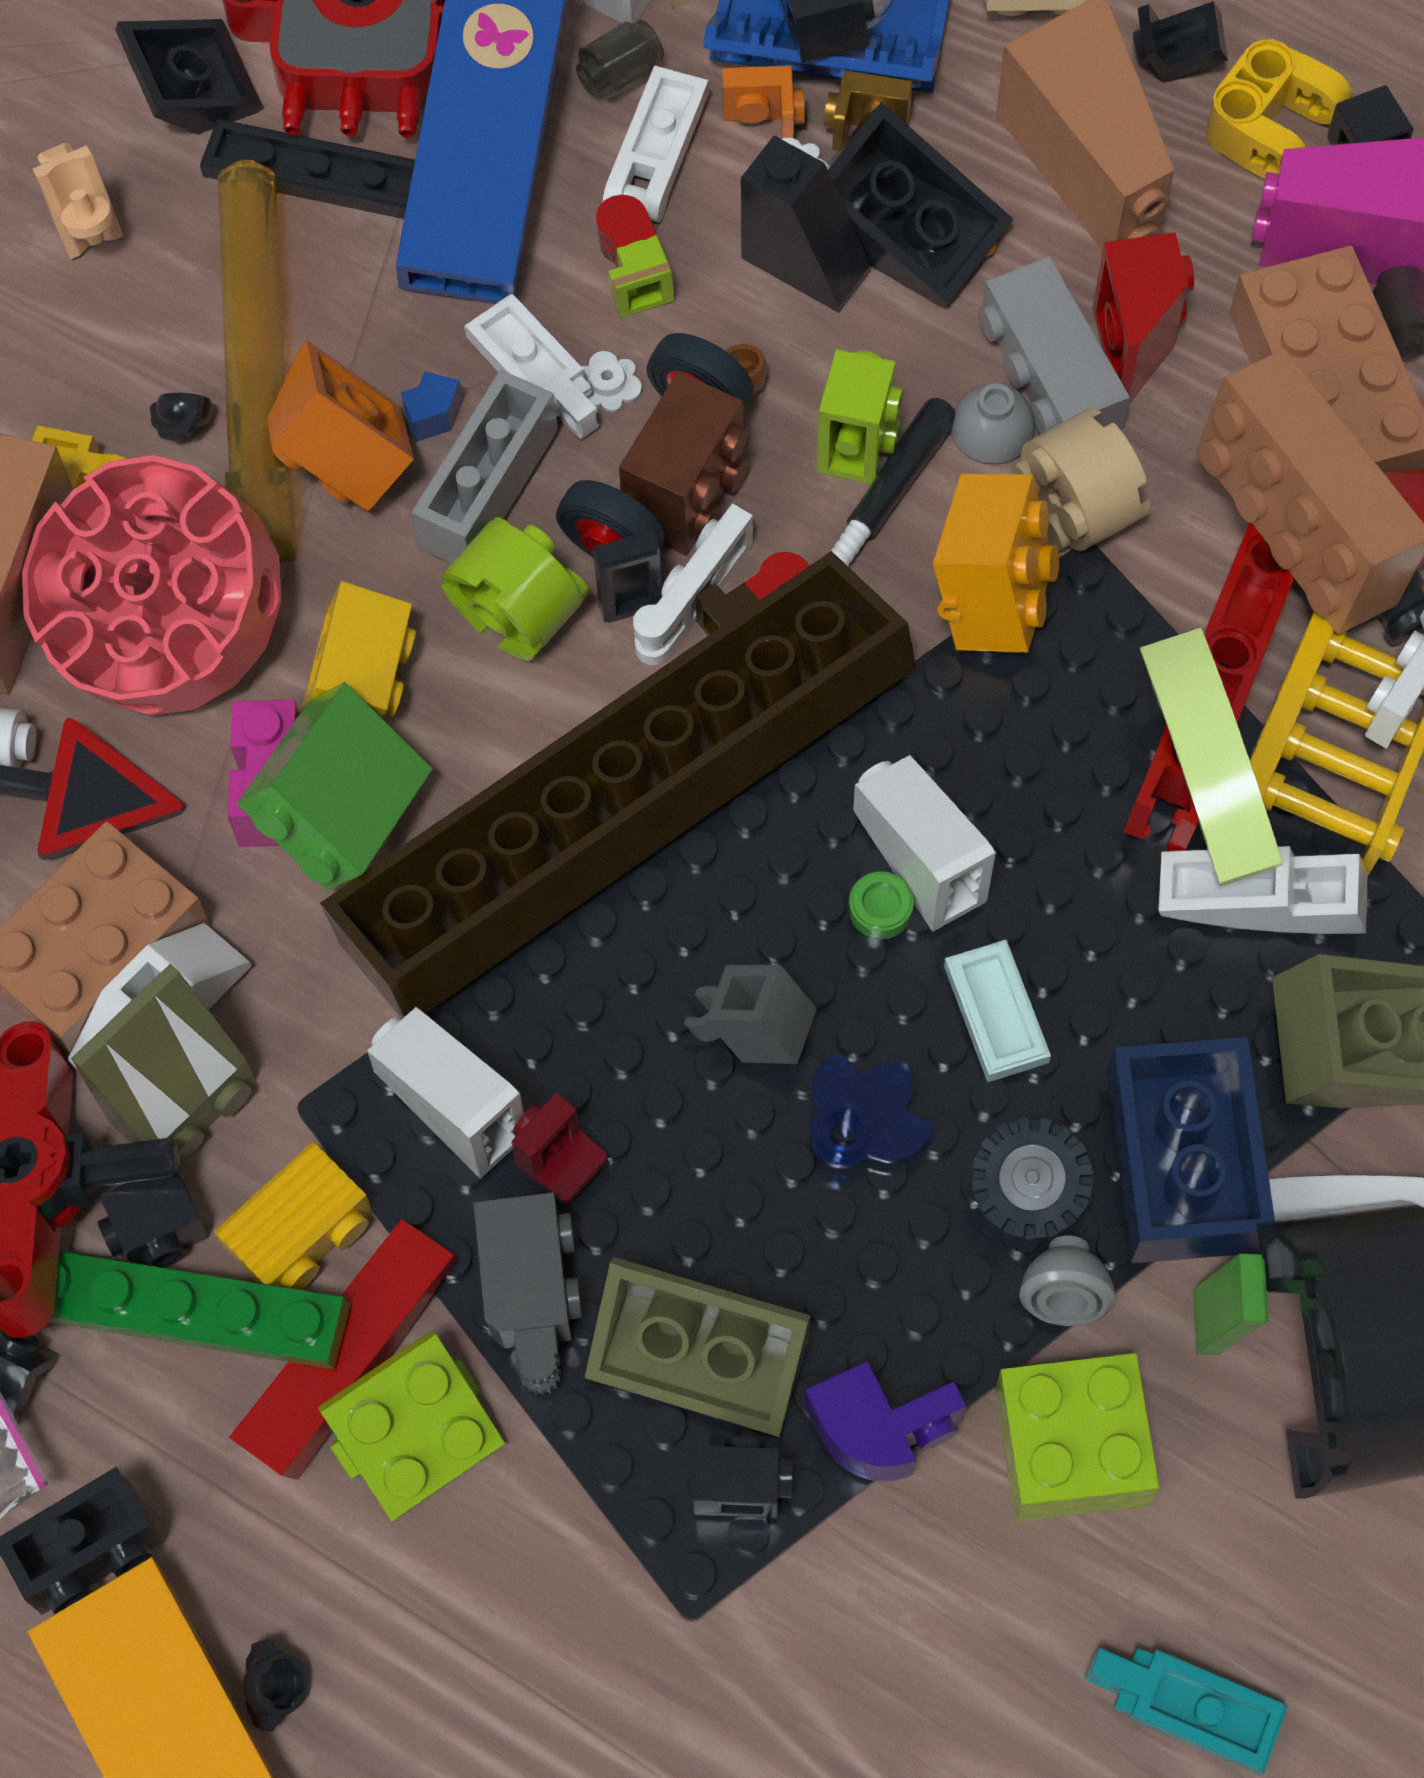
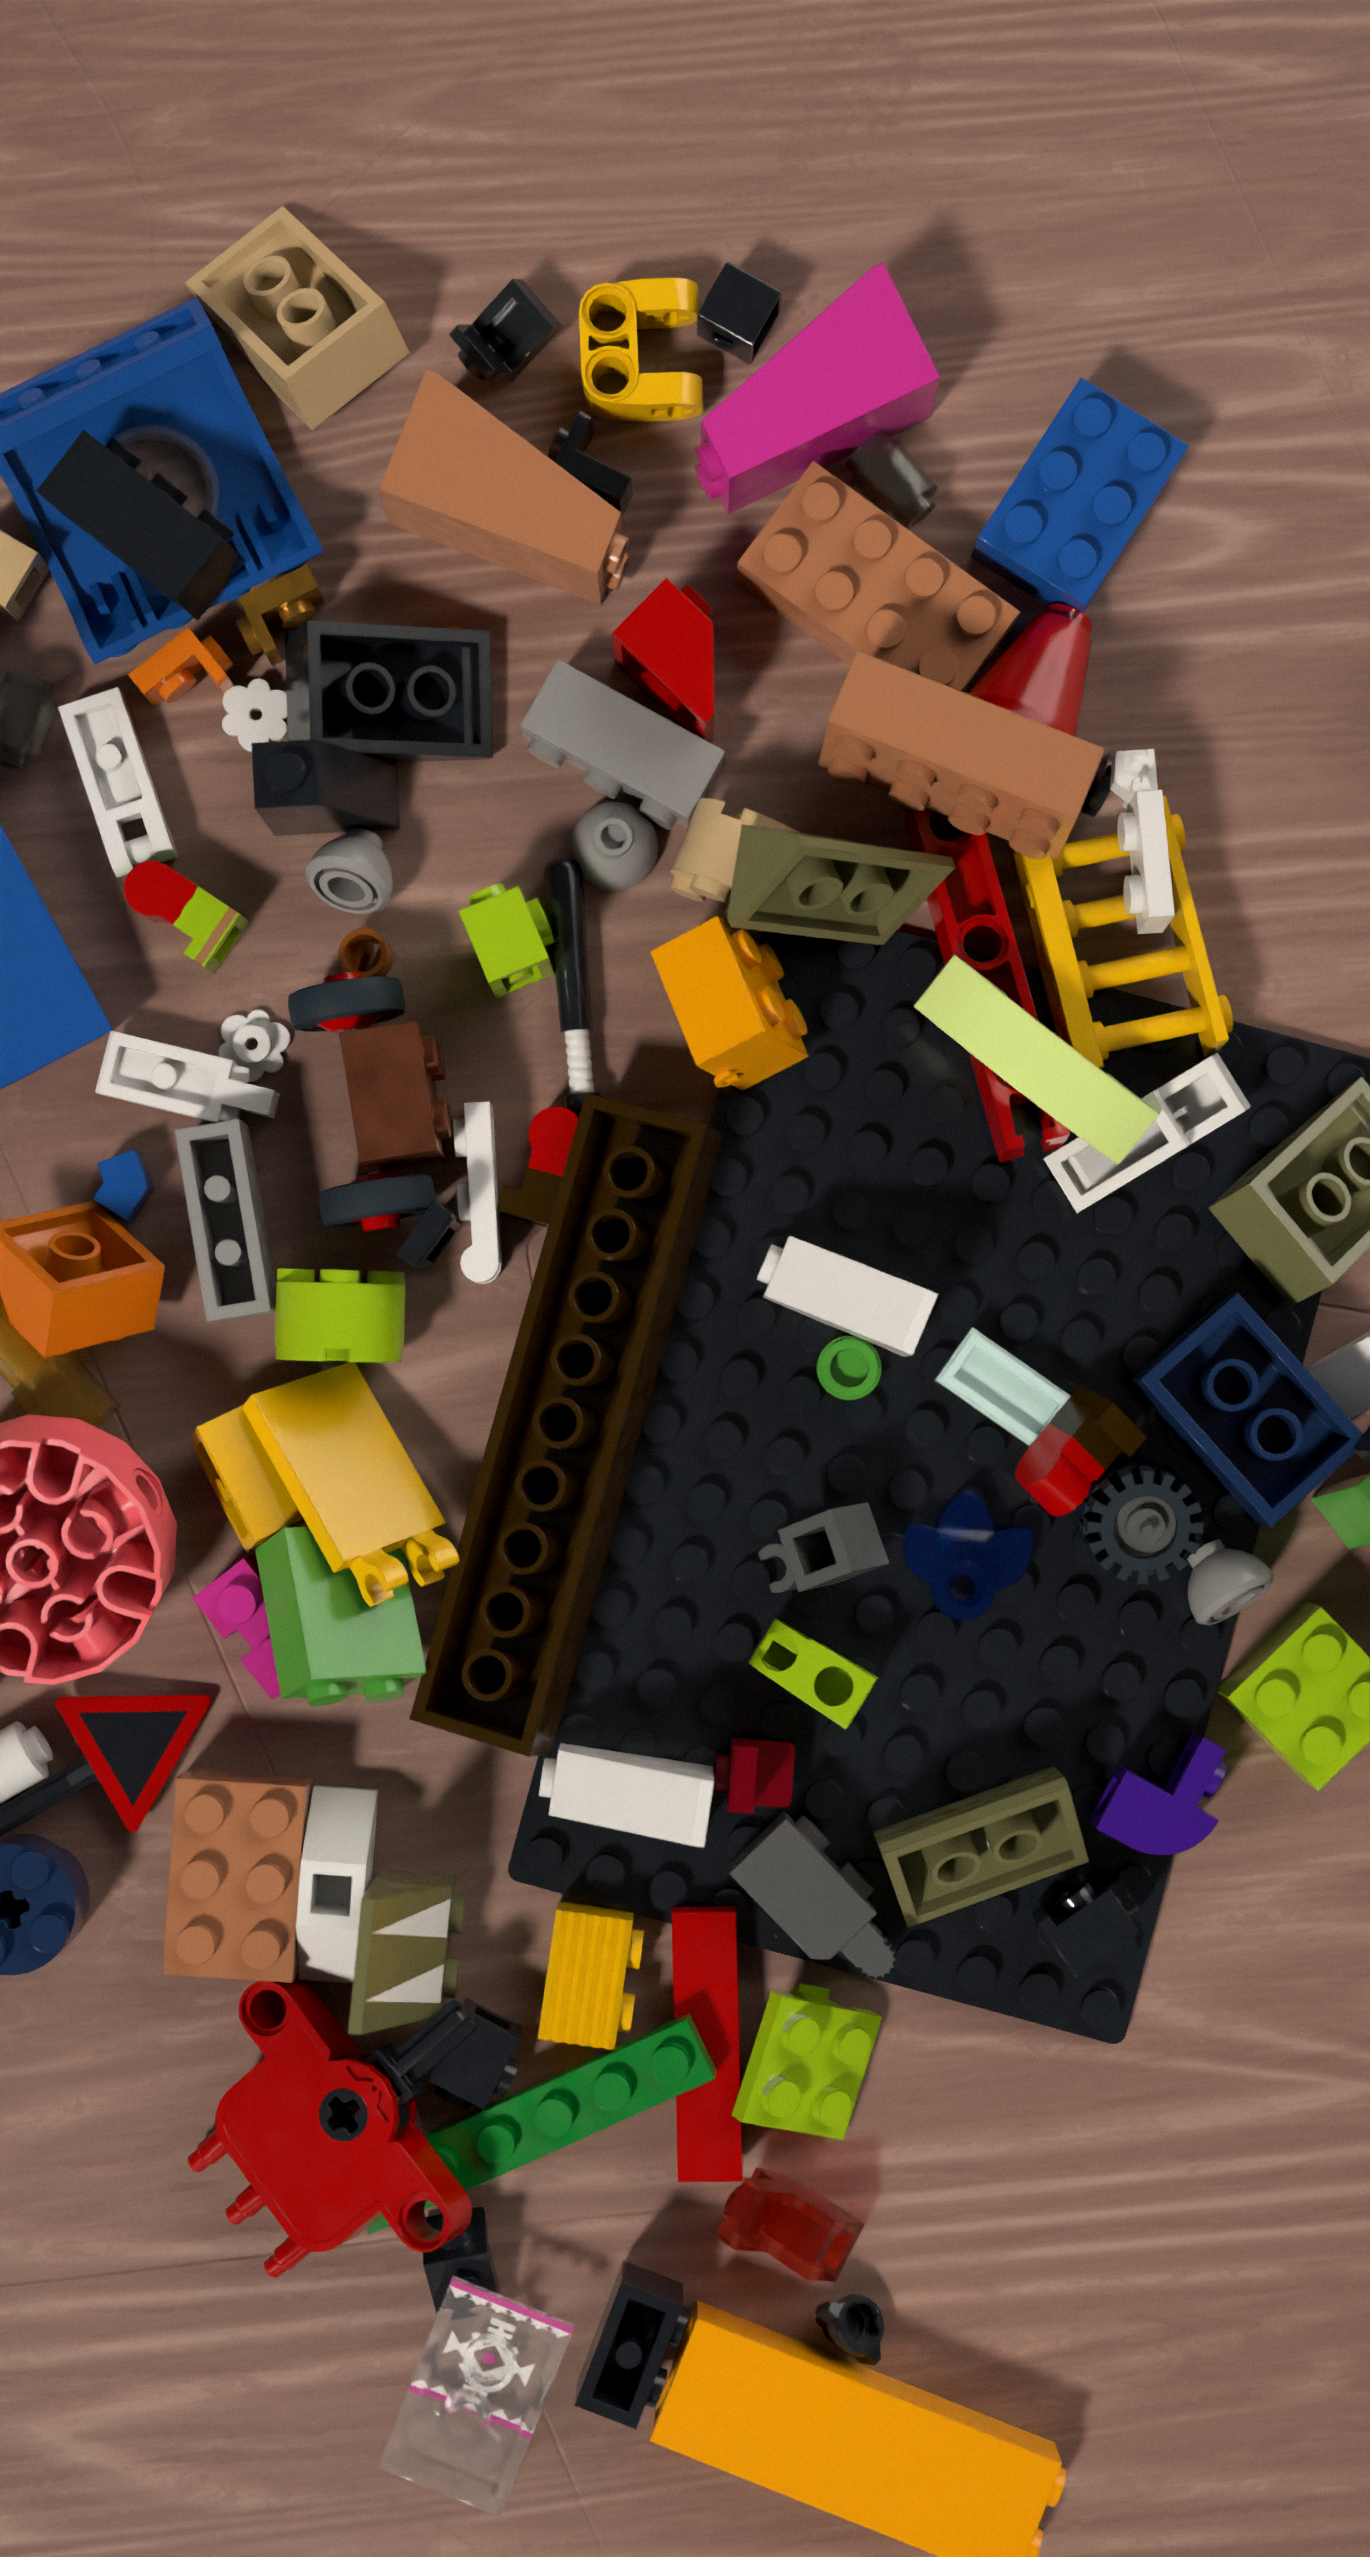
camera: 40 degrees left, 20 degrees up
(288, 1544) = (790, 2225): none -> clear red brick
(424, 701) = (352, 1480): none -> yellow tile
(670, 1113) = (813, 1672): none -> lime leg
(776, 306) = (352, 873): none -> light grey brick
(1020, 1084) = (1076, 1451): none -> leg
(1141, 520) = (828, 885): none -> olive slope
(1182, 140) = (568, 452): none -> black bracket

